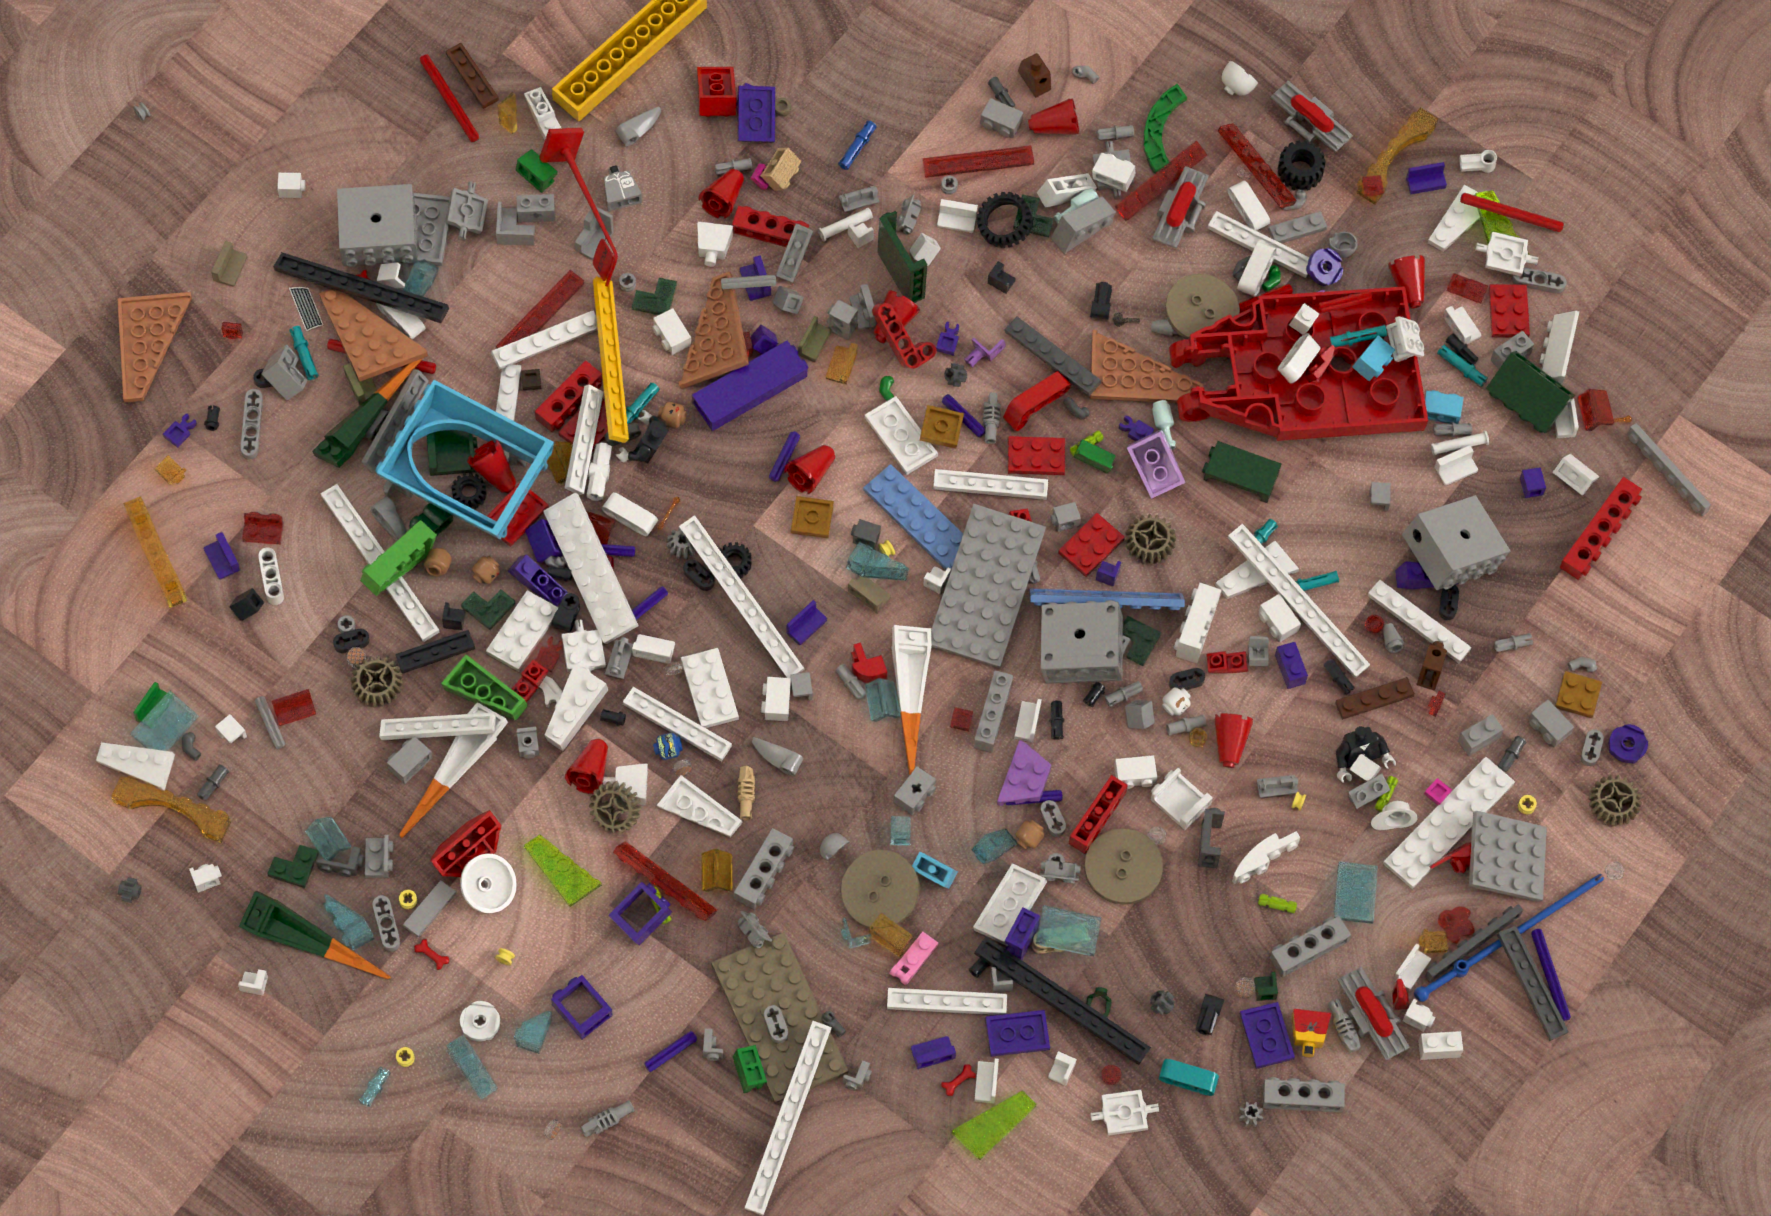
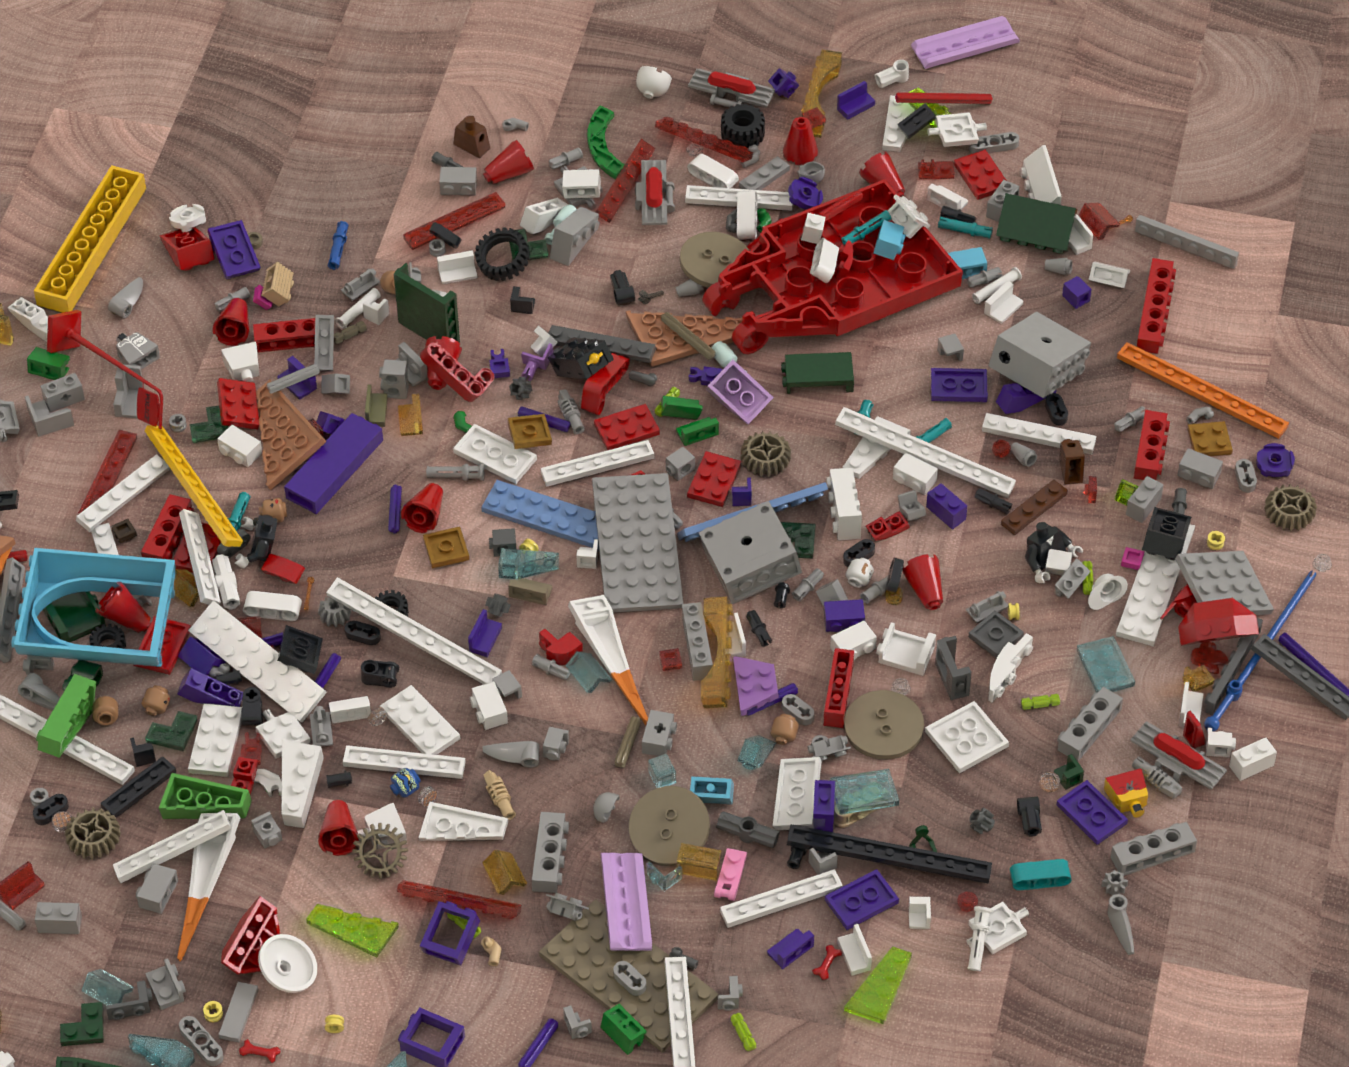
camera: 20 degrees left, 15 degrees down
(313, 753) = (58, 918): none -> light grey brick
(632, 573) = (300, 649): none -> black plate
(655, 479) = (283, 568): none -> red slope
(673, 943) = (492, 949): none -> tan arm
(689, 285) = (238, 403): none -> red plate
(697, 627) = (379, 673): none -> black piece
(726, 65) = (186, 218): none -> white plate
(807, 947) = (626, 901): none -> lavender plate
(818, 762) = (555, 743): none -> light grey brick
(826, 246) = (349, 332): none -> dark tan axle
(831, 598) = (498, 604): none -> dark grey gear
(853, 1115) = (743, 1031): none -> lime axle
(864, 443) = (432, 472): none -> light grey pin
(884, 786) = (627, 742): none -> dark tan axle
(889, 204) = (387, 282): none -> medium nougat head
(957, 930) = (757, 833): none -> dark grey piece
(960, 176) = (445, 235): none -> black beam
(988, 764) = (715, 685): none -> clear yellow arch
(999, 332) = (542, 341): none -> white panel
(1022, 368) = (580, 358): none -> black piece
(1100, 486) = (698, 430): none -> green panel
(1105, 1109) = (980, 929): none -> white pin
(1137, 382) = (688, 335): none -> dark tan axle
(1140, 740) = (843, 614): none -> dark purple brick
(1191, 911) = (966, 737): none -> white plate
(1204, 720) = (894, 575): none -> black beam
(1238, 1155) = (1120, 921): none -> light grey piece
(1271, 817) = (995, 633): none -> dark grey plate
(1347, 209) = (800, 142): none -> red cone
(1365, 131) = (783, 83): none -> dark purple brick
(1369, 538) = (959, 385): none -> dark purple plate
(1467, 719) = (1125, 491): none -> clear neon green slope
(1472, 228) = (916, 121): none -> black plate
(1477, 896) = (1217, 621): none -> red wedge
(1480, 781) = (1166, 533): none -> black slope
(1530, 655) = (1150, 445): none -> red brick
(1532, 446) = (1059, 265): none -> light grey cone
(1569, 151) = (964, 42): none -> lavender plate
(1598, 639) = (1203, 390): none -> orange plate

